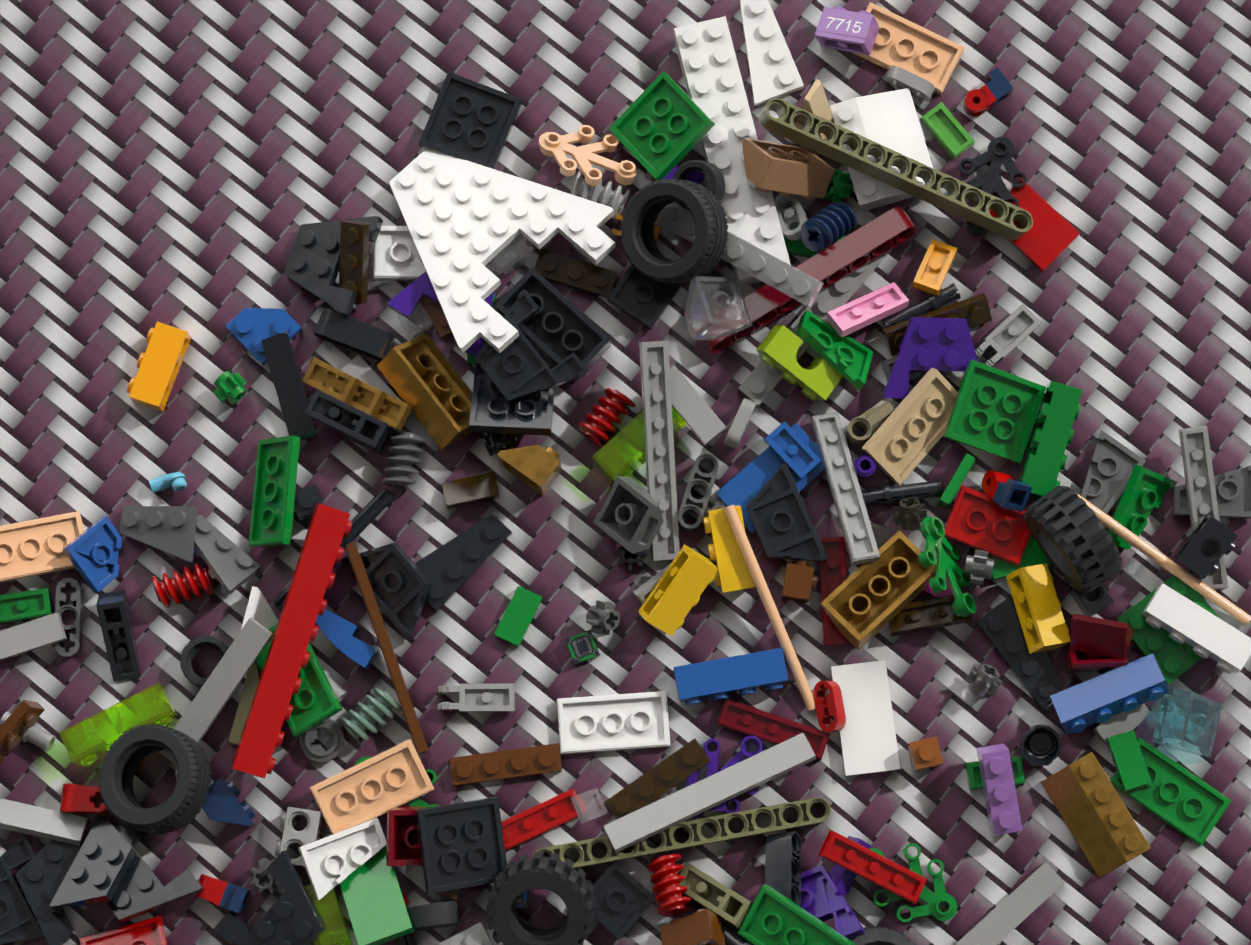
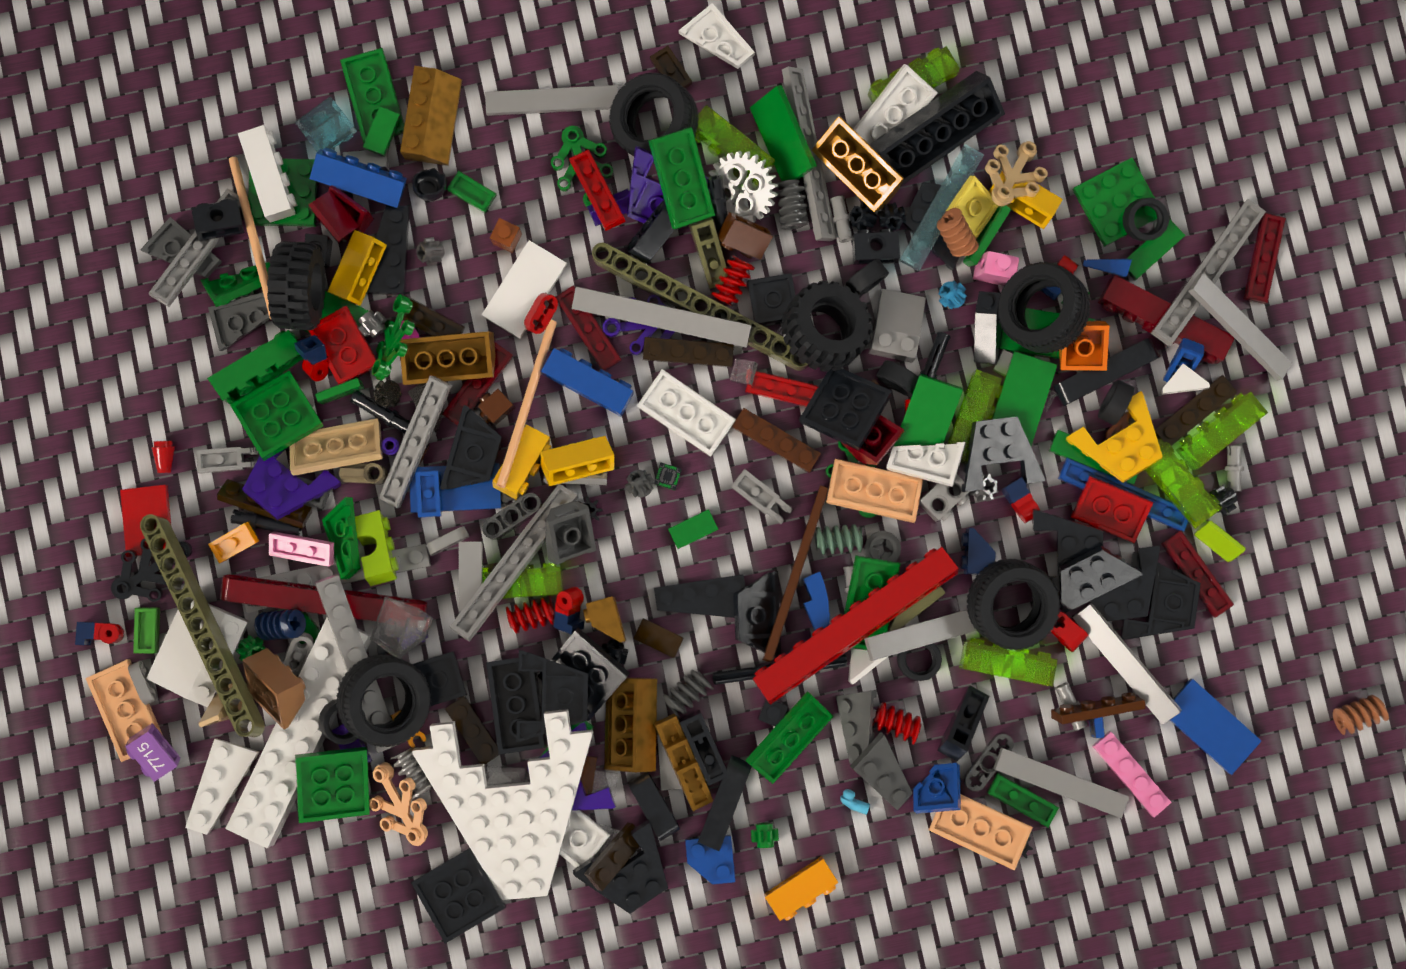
camera: 145 degrees left, 5 degrees up
(573, 445) = (568, 610): none -> leg
(999, 789) = (477, 175): medium lavender brick -> none
(1068, 295) = (163, 455): none -> red cone

